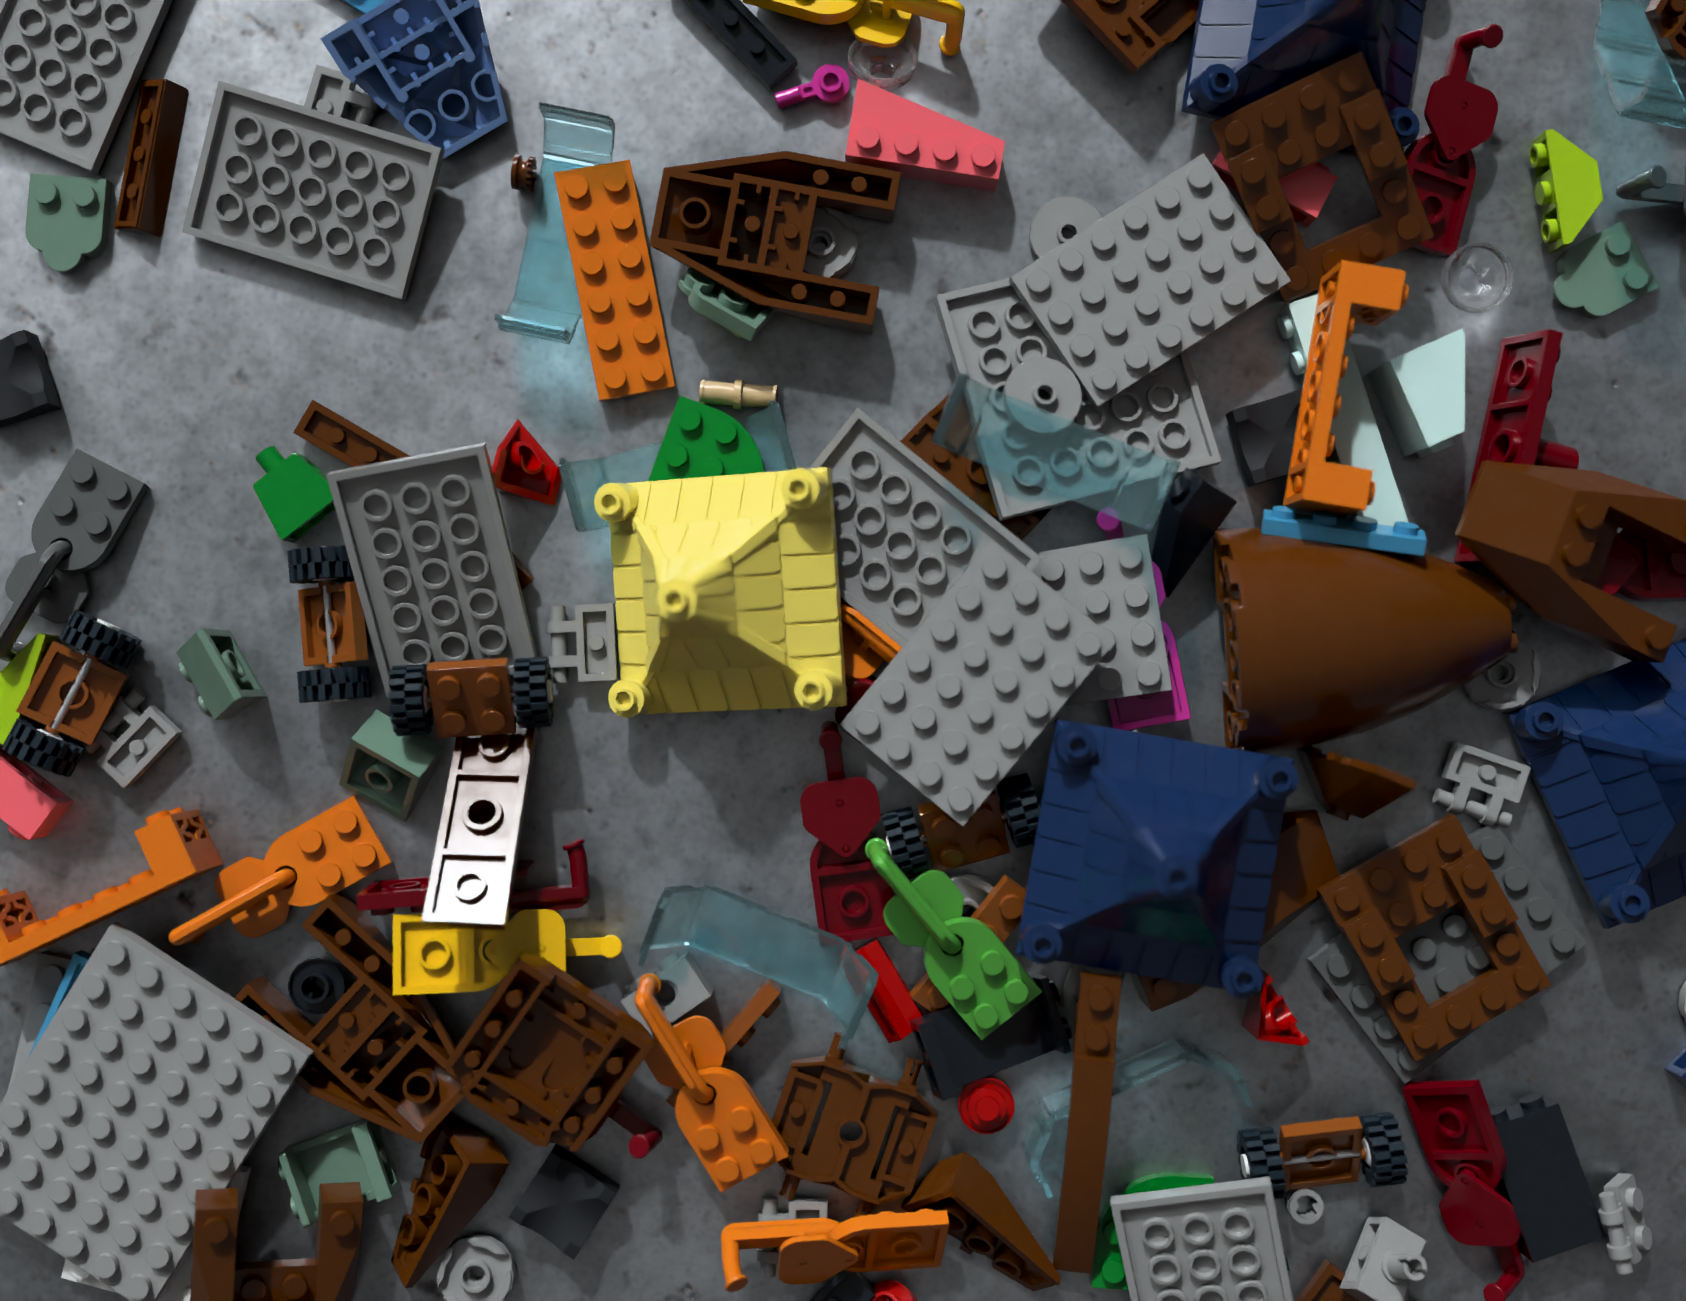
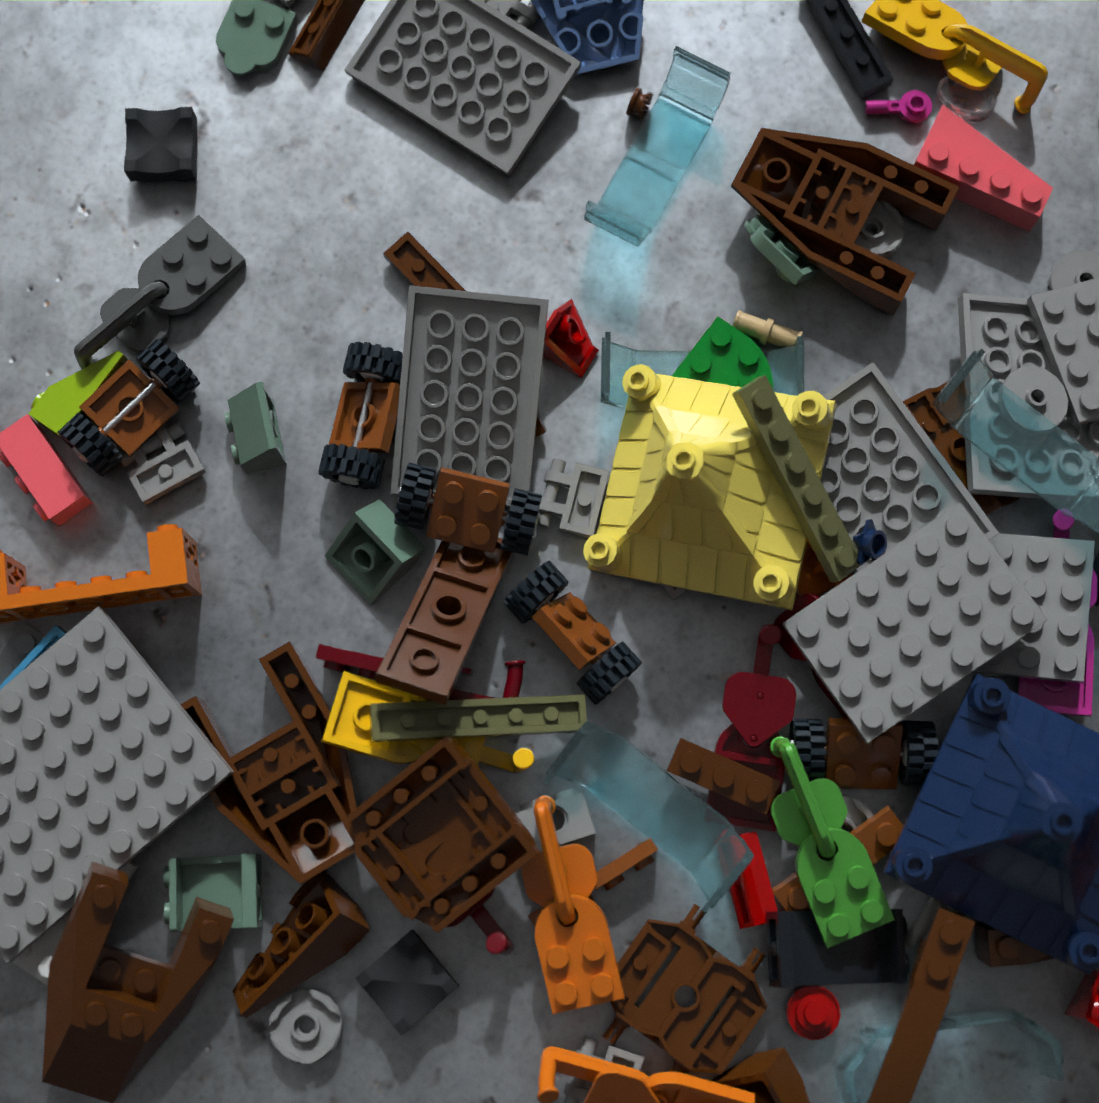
camera: 15 degrees right, 10 degrees down
(292, 493) = (369, 302): green torso -> none
(317, 985) = (250, 719): black plate -> none
(323, 860) = (296, 610): orange plate -> none
(549, 920) = (477, 718): none -> olive plate
(614, 280) = (689, 210): orange plate -> none
(624, 790) = (573, 631): none -> plate
(808, 567) = (797, 478): none -> olive plate
(825, 896) = (723, 776): none -> reddish brown plate
(908, 610) = (870, 543): none -> dark blue plate

